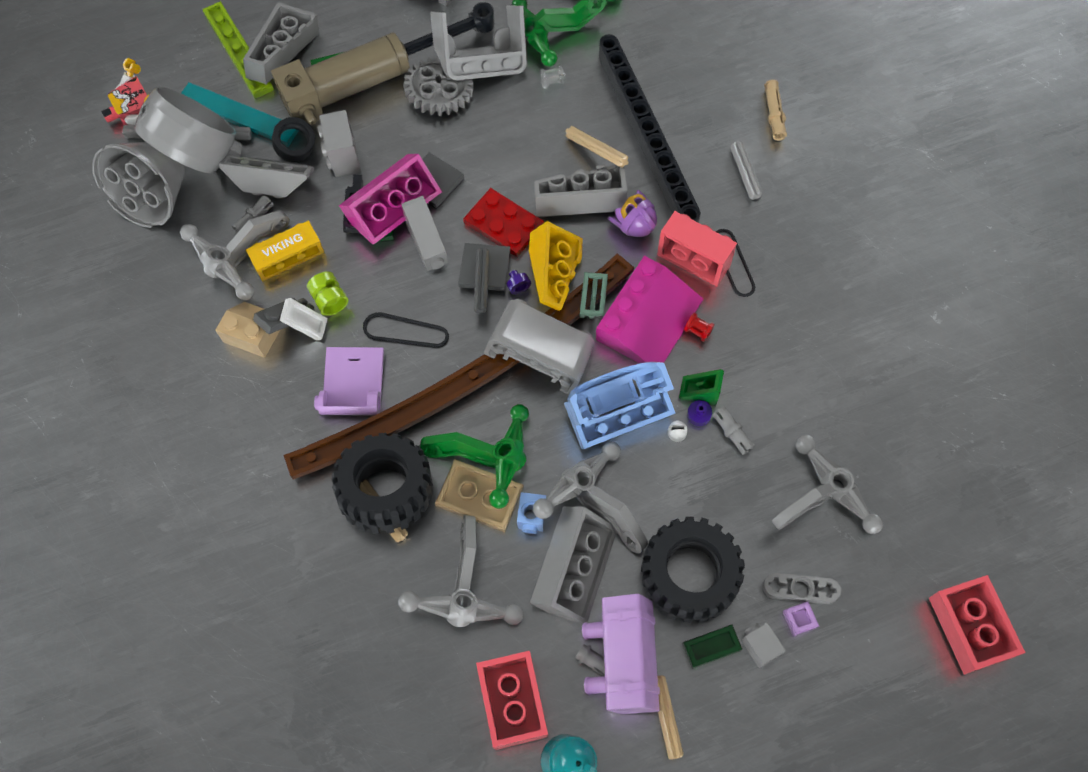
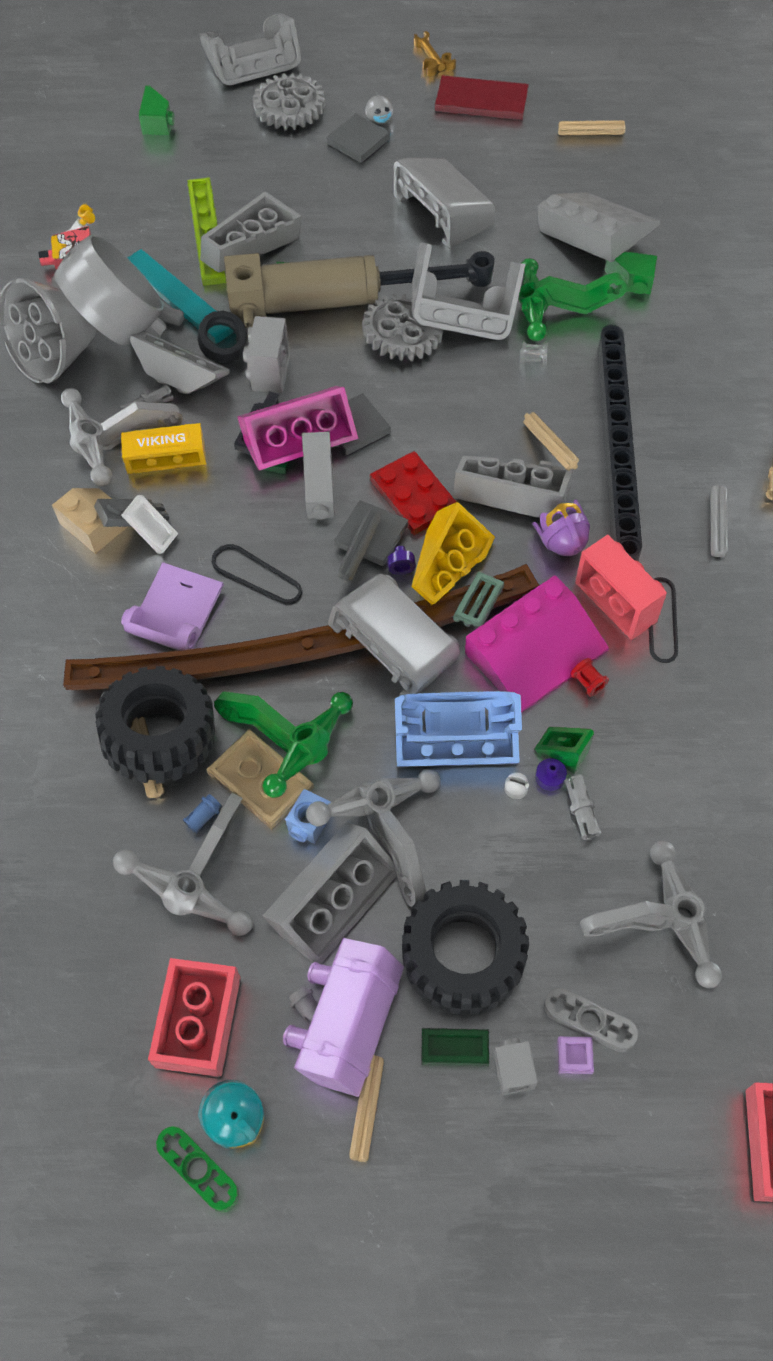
camera: 20 degrees right, 5 degrees down
(327, 293) = (187, 506): lime wheel -> none
(447, 539) = (202, 813): none -> medium blue pin

